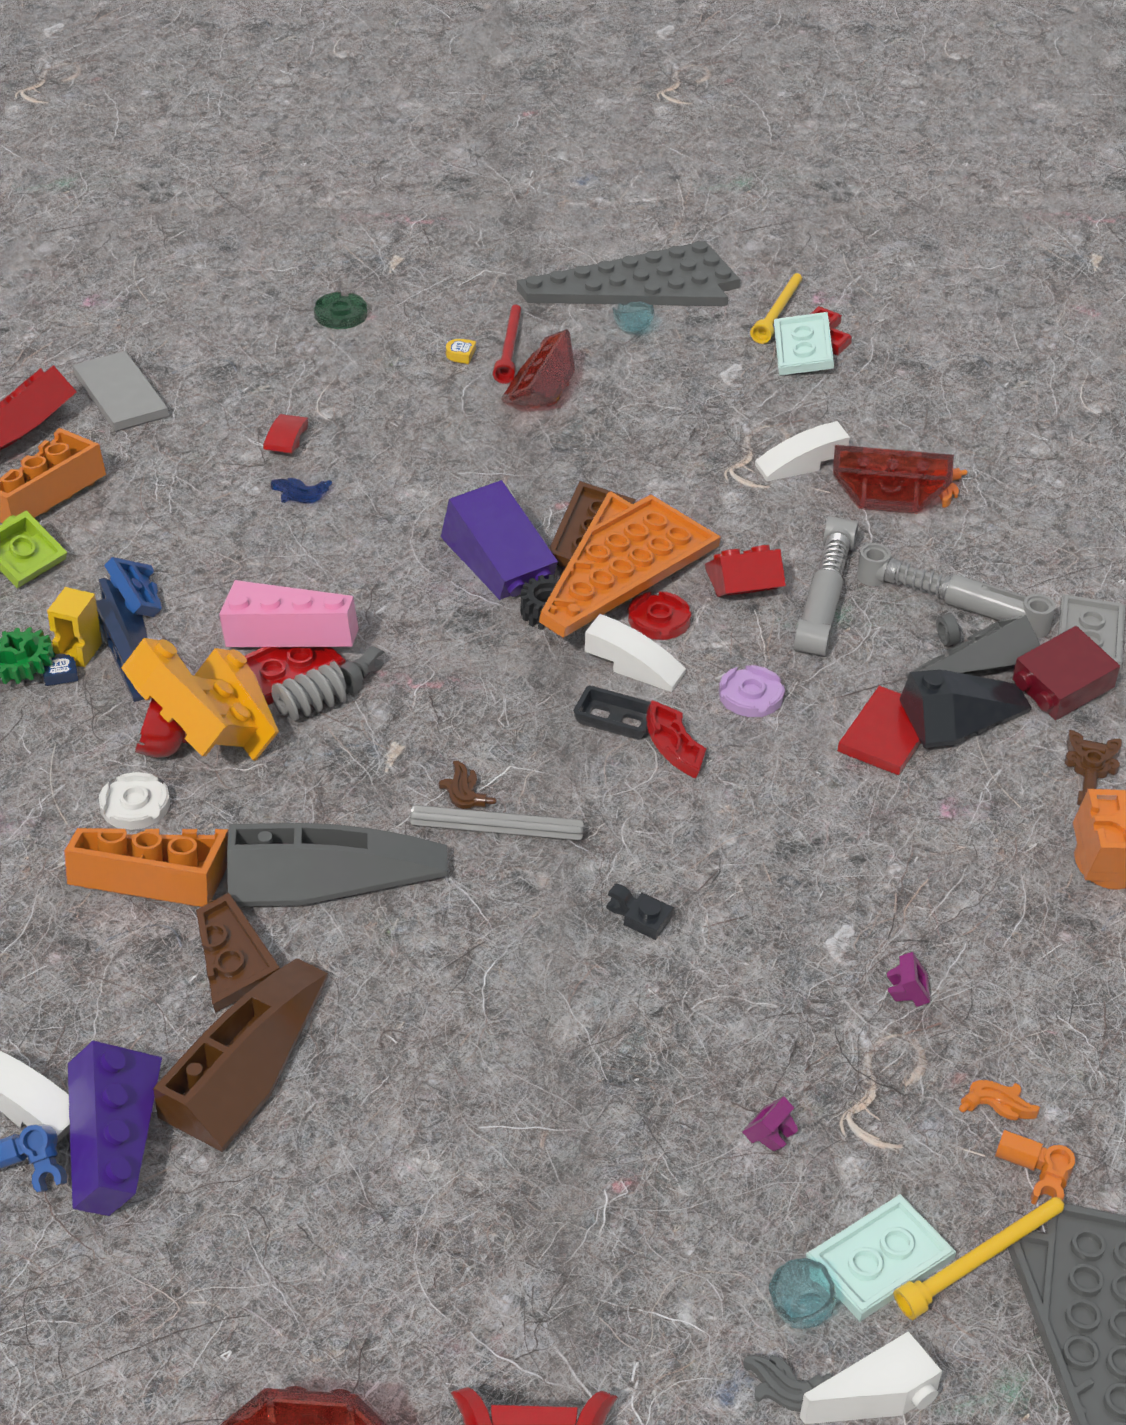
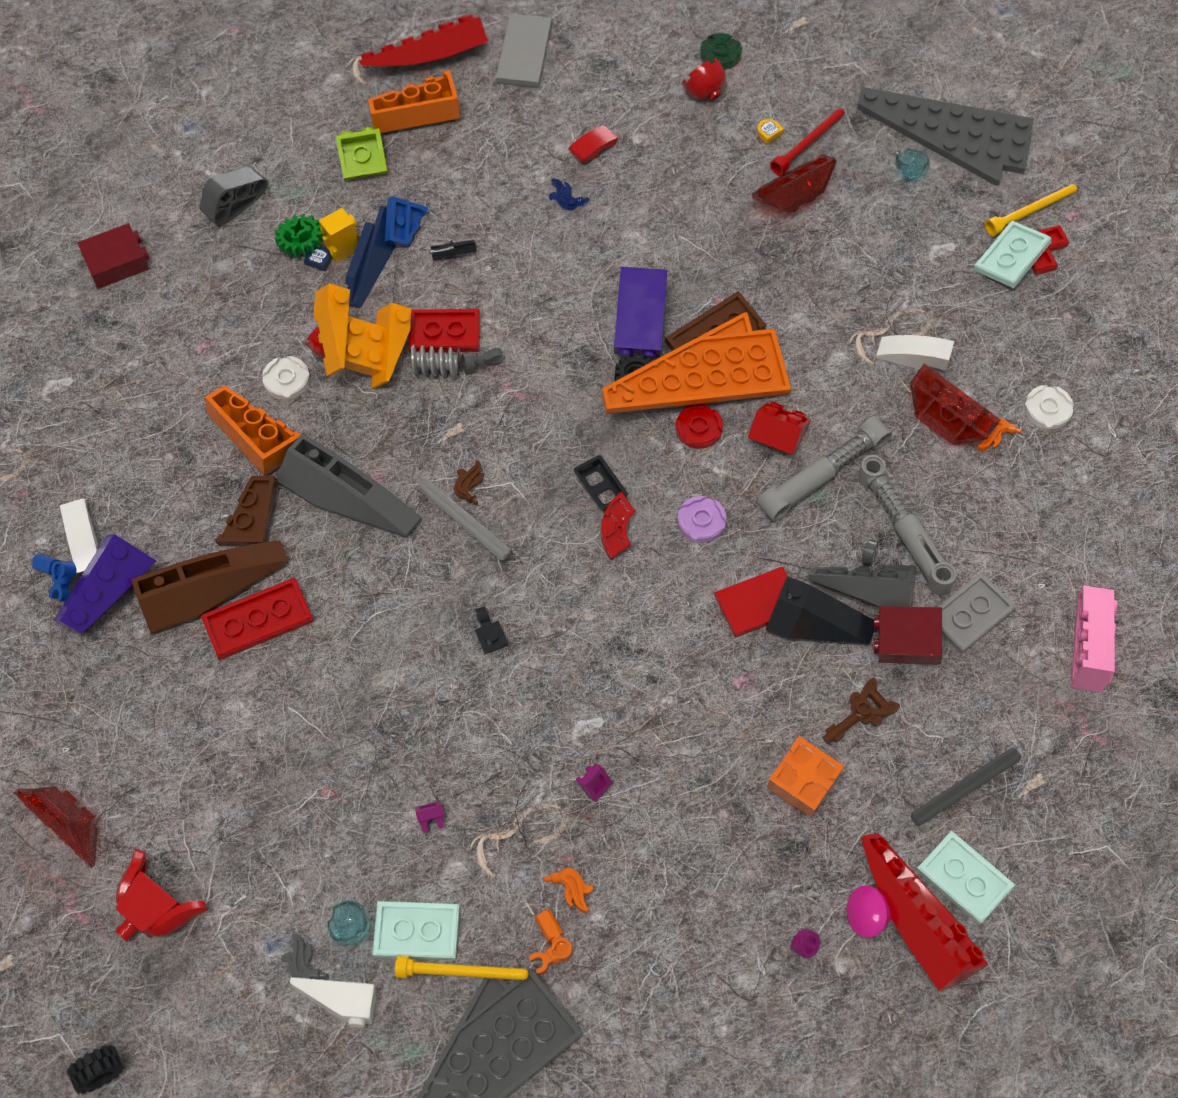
camera: 40 degrees right, 20 degrees up
(219, 588) = (452, 249): none -> black axle
(287, 617) = (460, 297): bright pink wedge -> none
(345, 1058) = (257, 618): none -> red tile
(358, 332) = (706, 81): none -> red cylinder
(633, 653) = (649, 448): white slope -> none
(967, 443) = (1049, 407): none -> white tile

